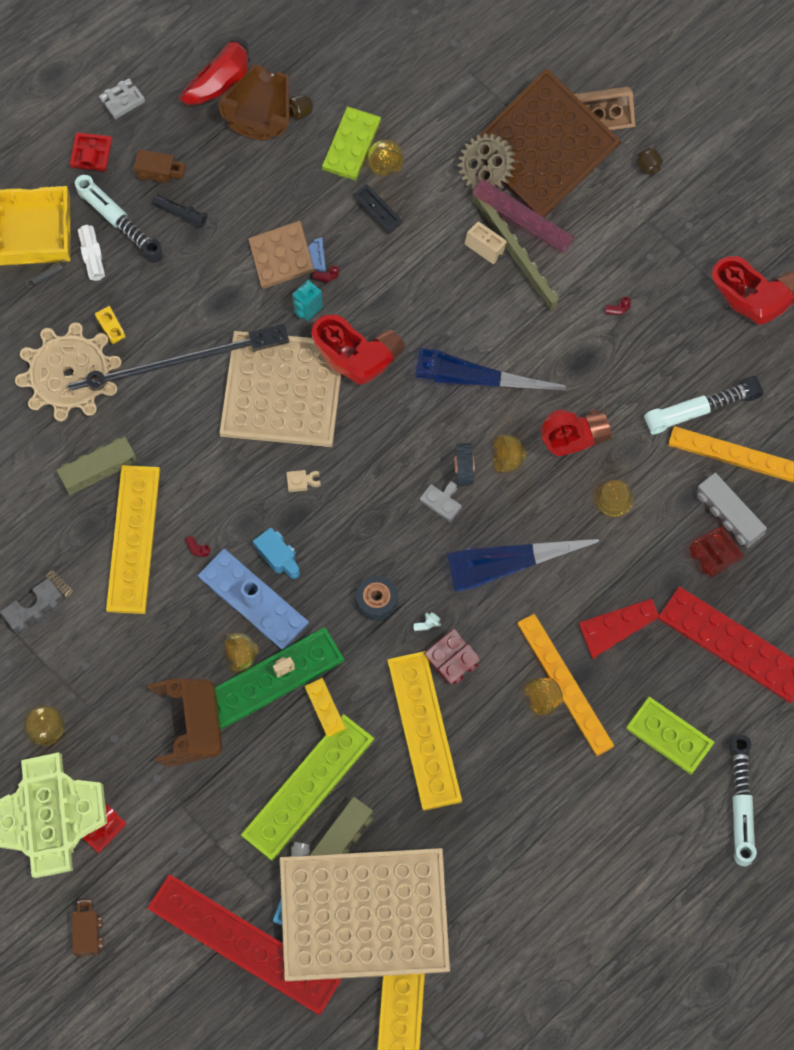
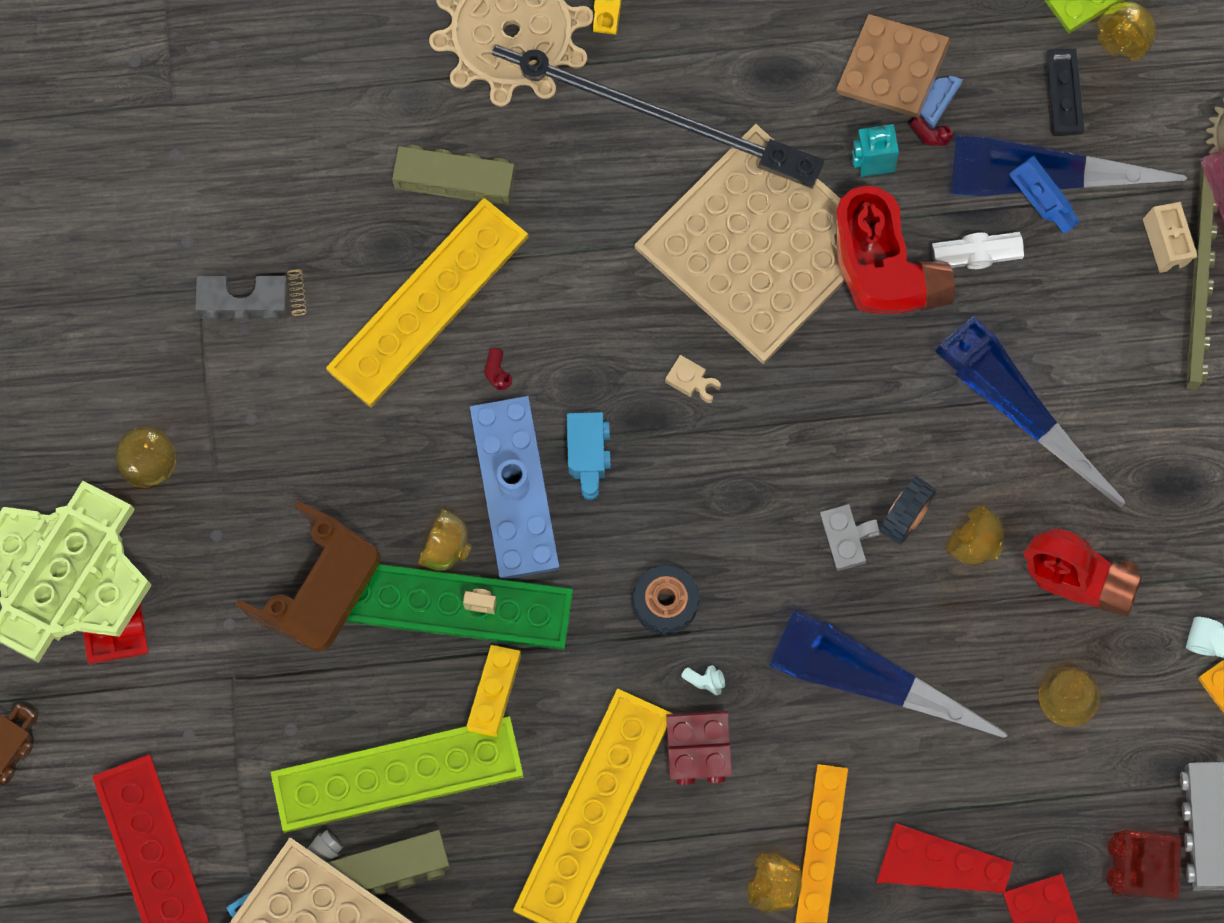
camera: 40 degrees right, 5 degrees up
(377, 265) = (985, 162): none -> clear blue plate
(397, 314) = (979, 250): none -> white piece
(407, 264) = (1044, 194): none -> blue hinge

